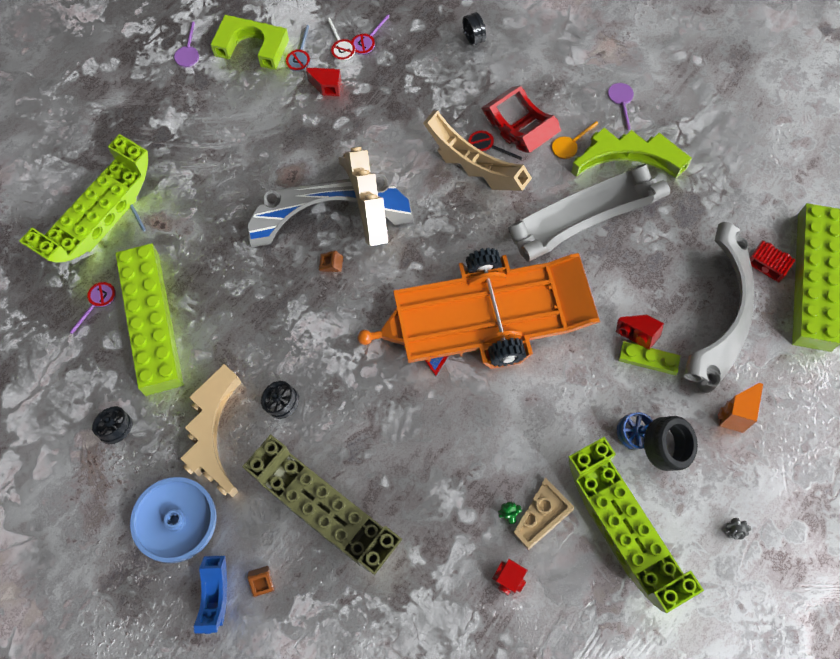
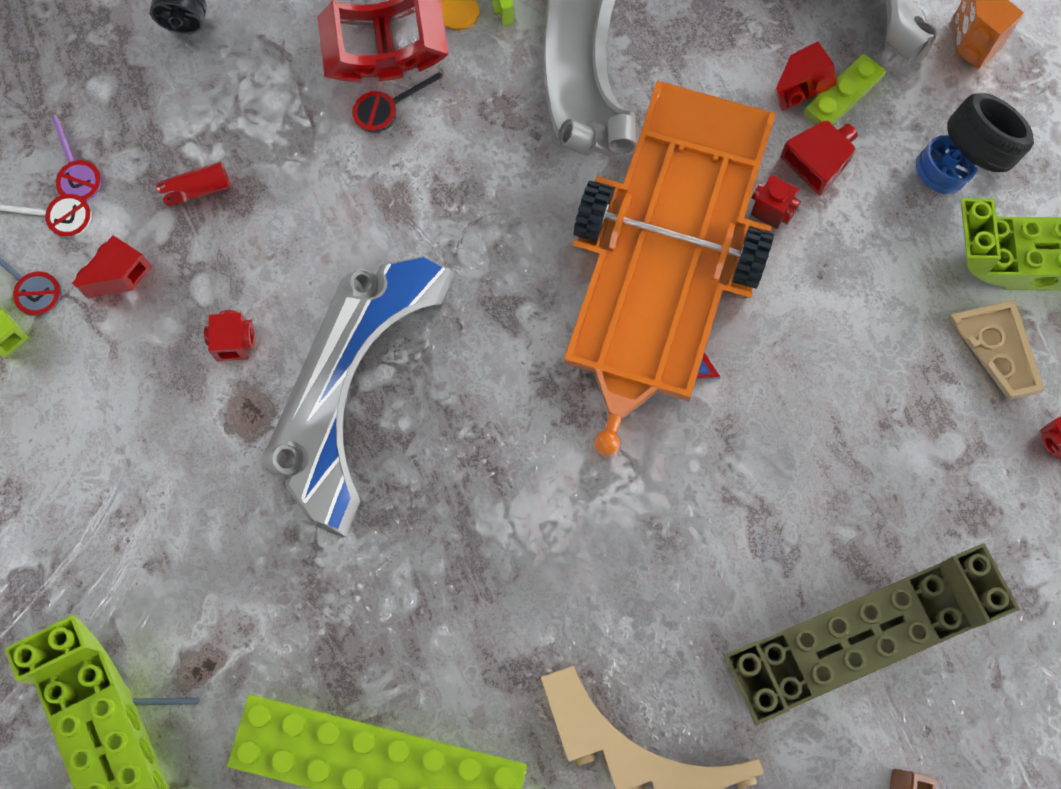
camera: 60 degrees left, 5 degrees up
(288, 403) = (644, 620): black wheel -> none
(321, 144) = (229, 336): none -> red brick
(331, 262) = (446, 429): dark orange slope -> none
(365, 188) = (367, 301): arch -> none
(390, 88) = (194, 184): none -> red piece
(455, 149) = (413, 135): tan arch -> none
(509, 511) = (978, 386): green plant -> none
(552, 351) = (775, 202): none -> red brick
(599, 362) = (820, 154): none -> red torso

